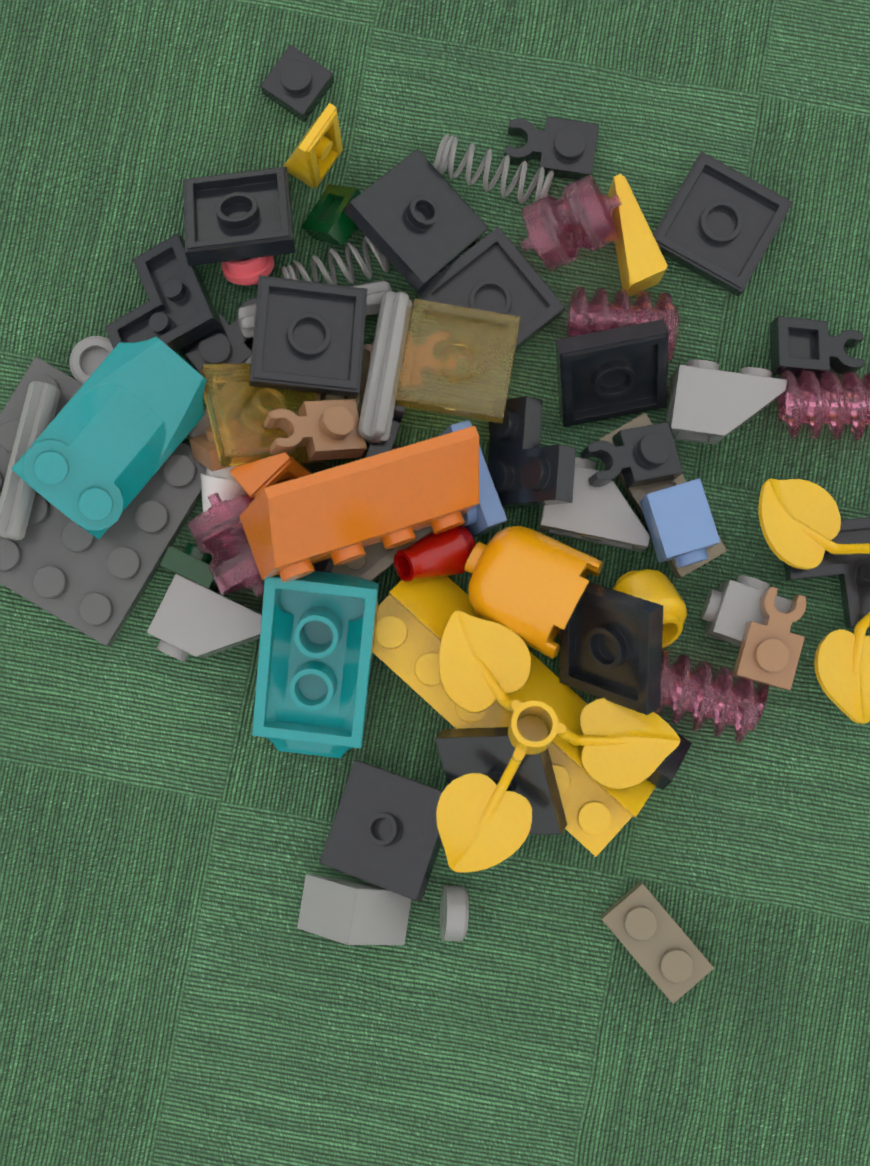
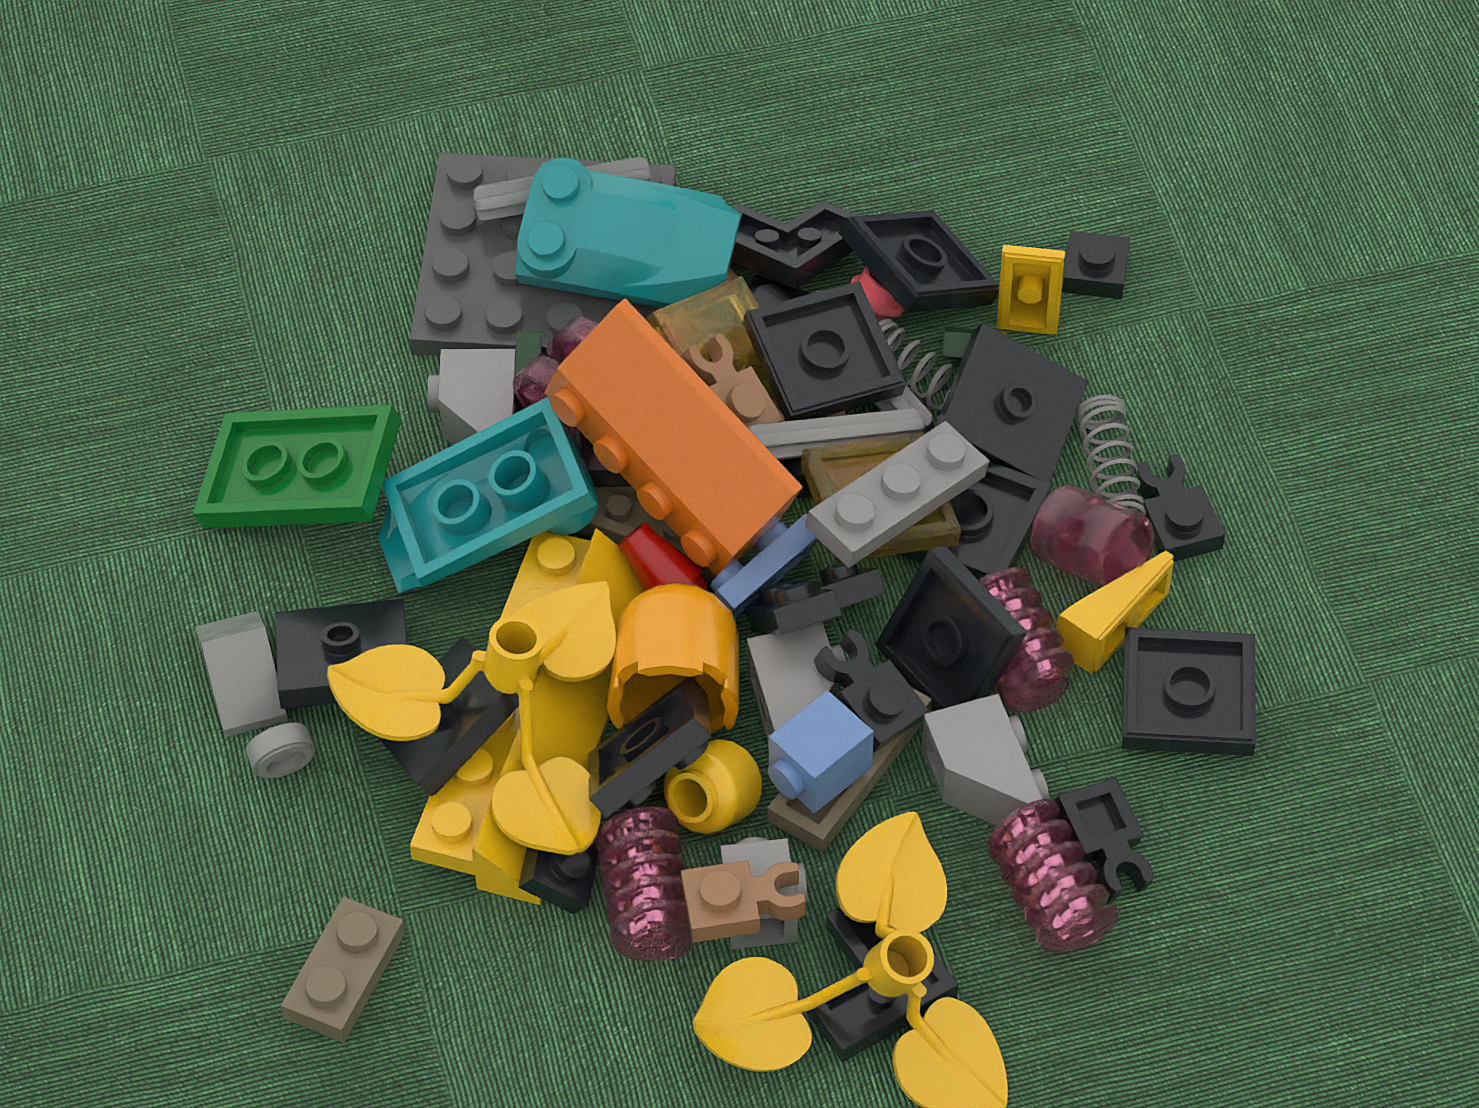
camera: 65 degrees right, 30 degrees down
(200, 792) = (297, 467): none -> green plate
(476, 348) = (896, 494): none -> light grey plate

